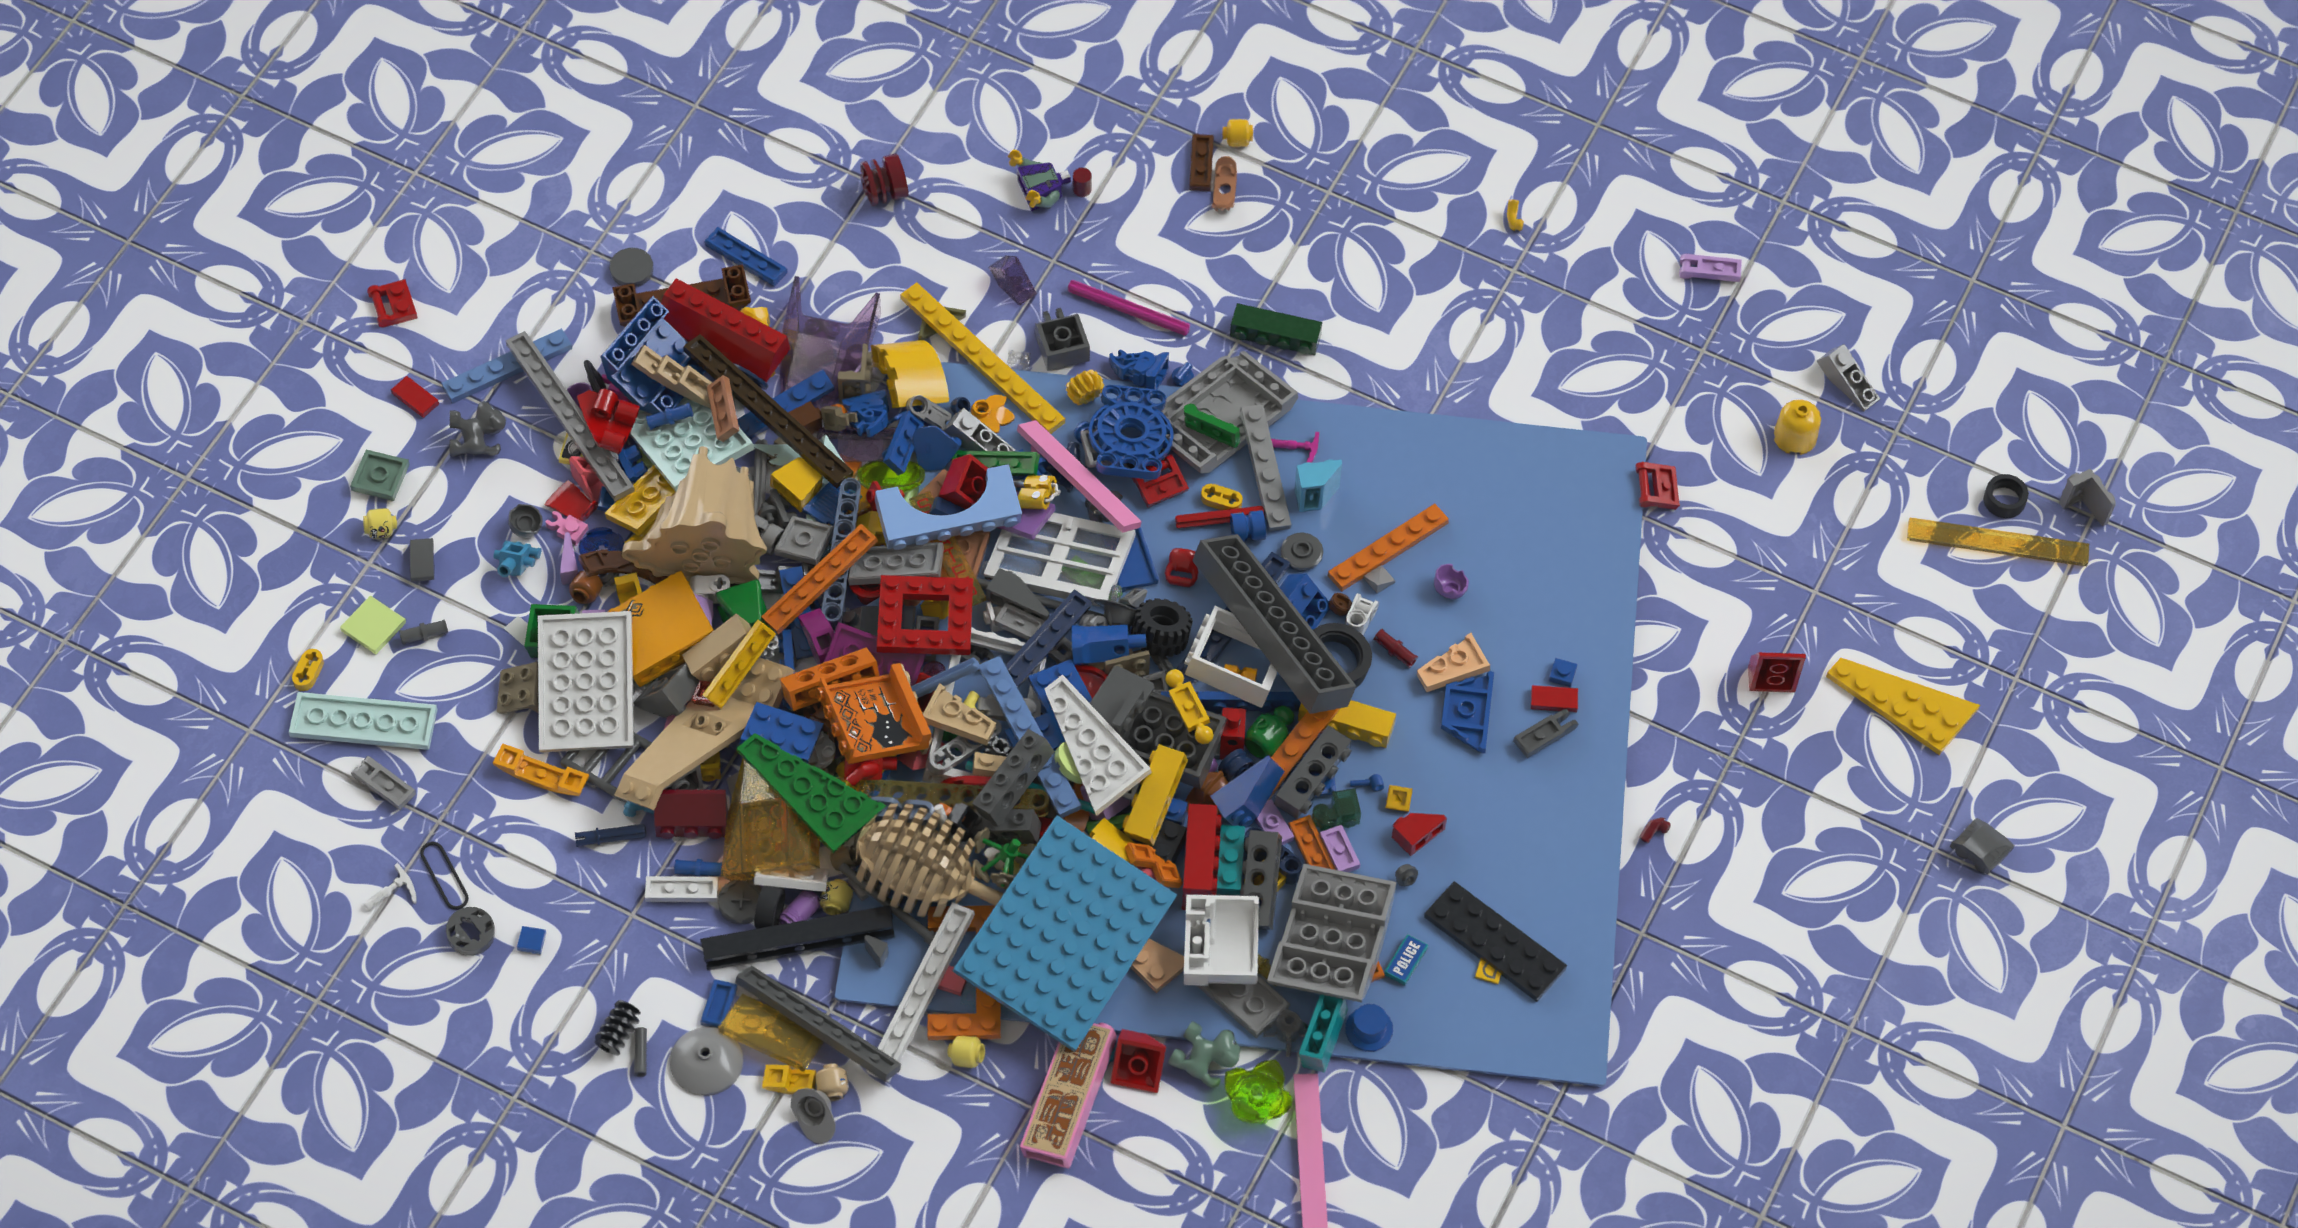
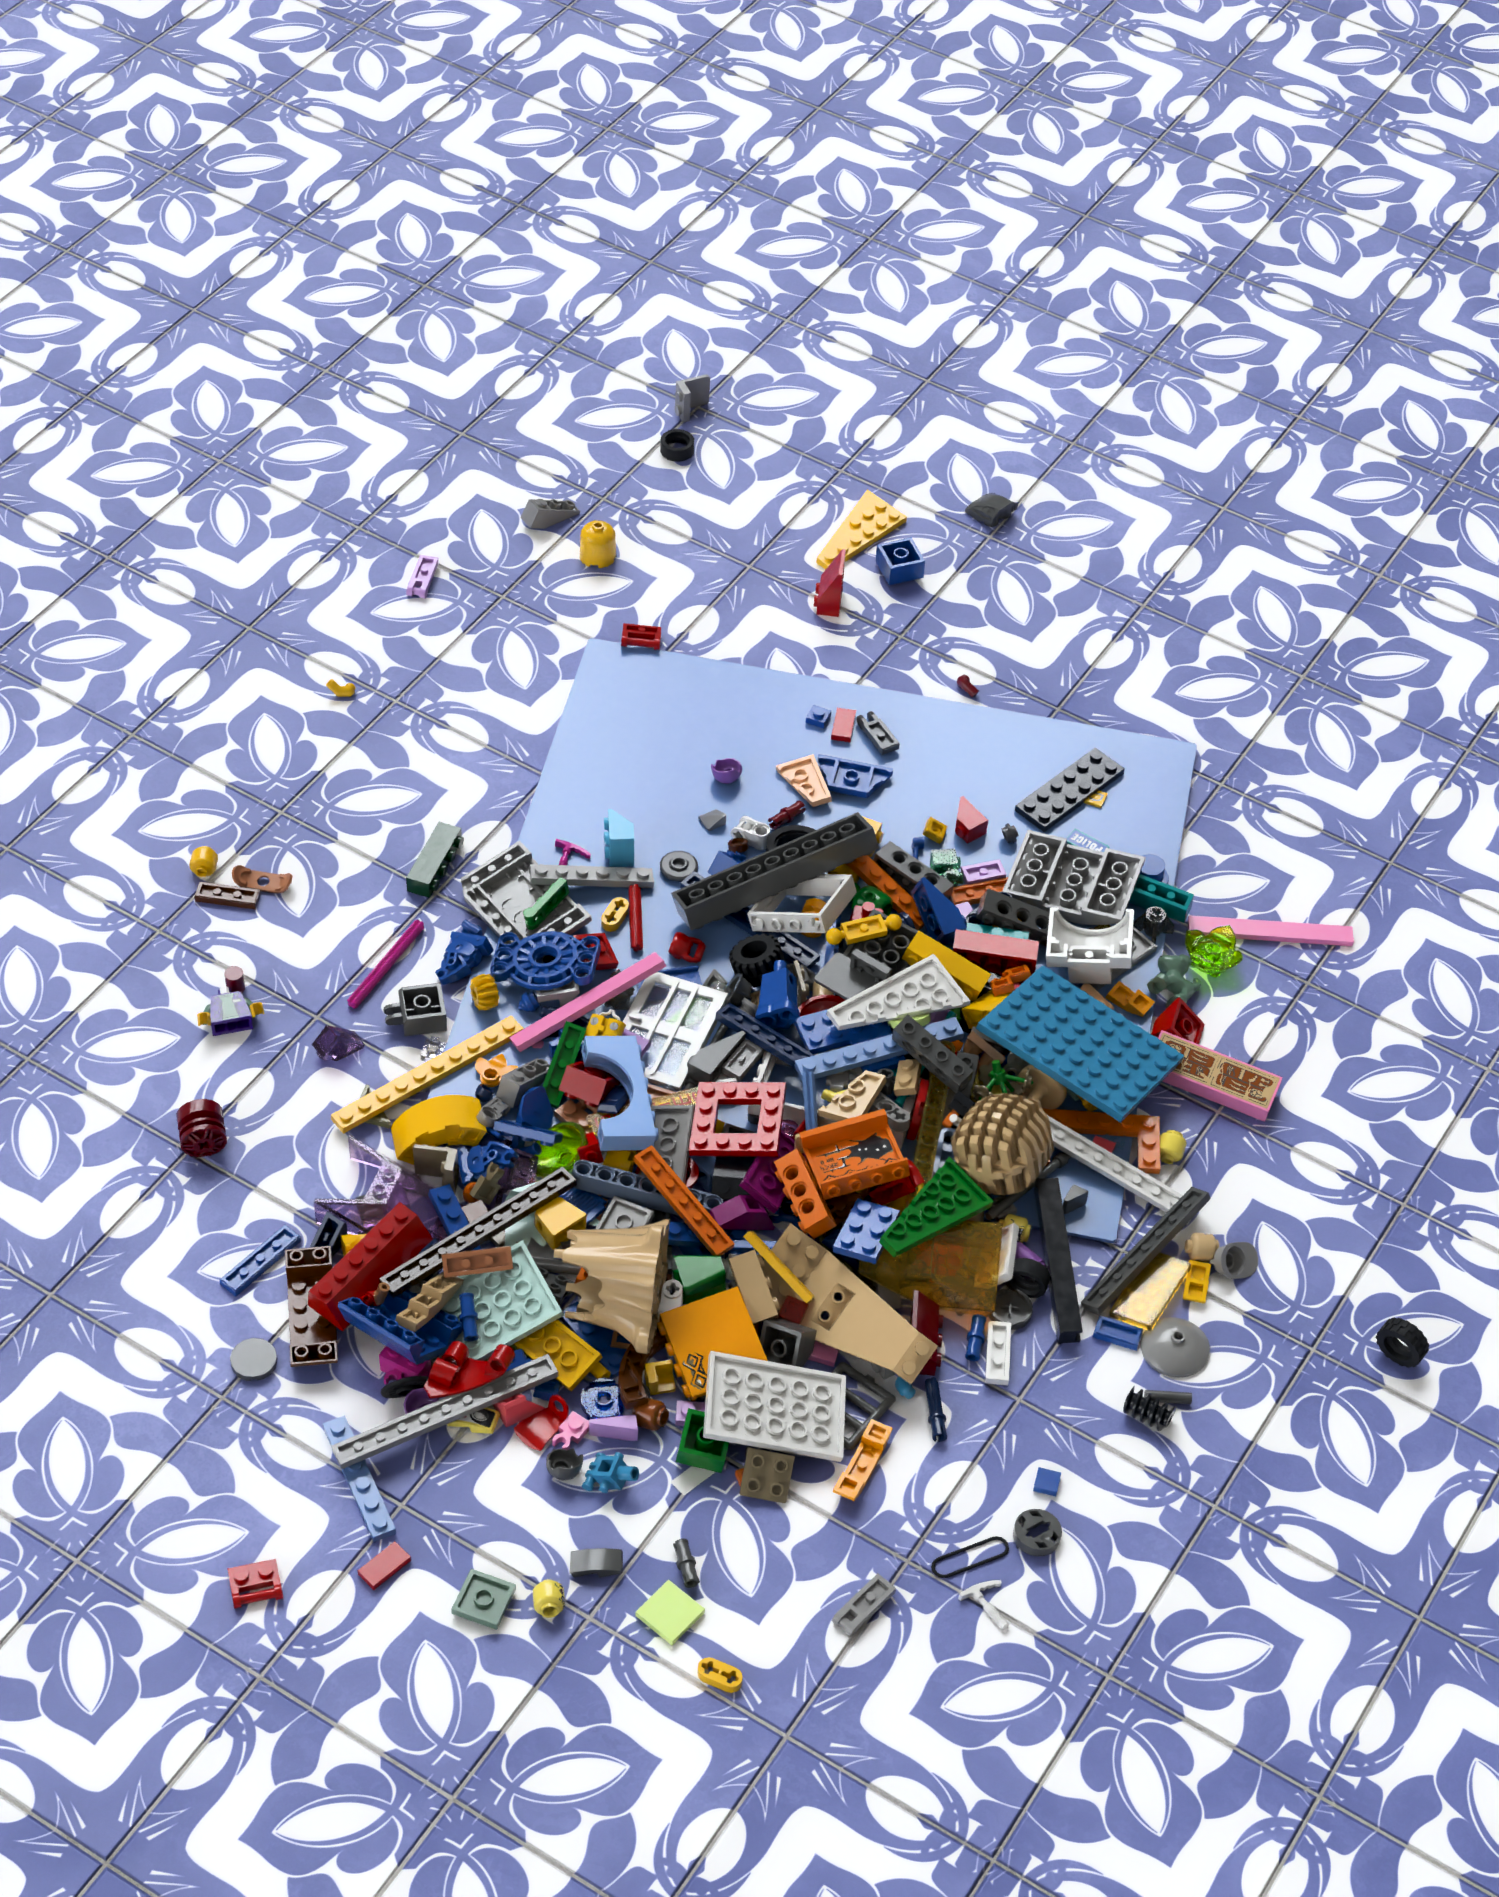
camera: 85 degrees left, 10 degrees down
(363, 720) = (789, 1622): light aqua plate -> none
(487, 421) = (437, 1491): dark grey animal -> none
(684, 334) = (377, 1296): none -> medium nougat arm
(775, 301) = (330, 1233): none -> dark blue slope
(1172, 1007) = (1125, 998): none -> light orange slope
(1248, 525) = (652, 895): blue wheel -> none
(1388, 547) = (681, 810): orange plate -> none
(1847, 742) = (900, 561): none -> blue brick
(1998, 542) = (716, 459): clear yellow tile -> none

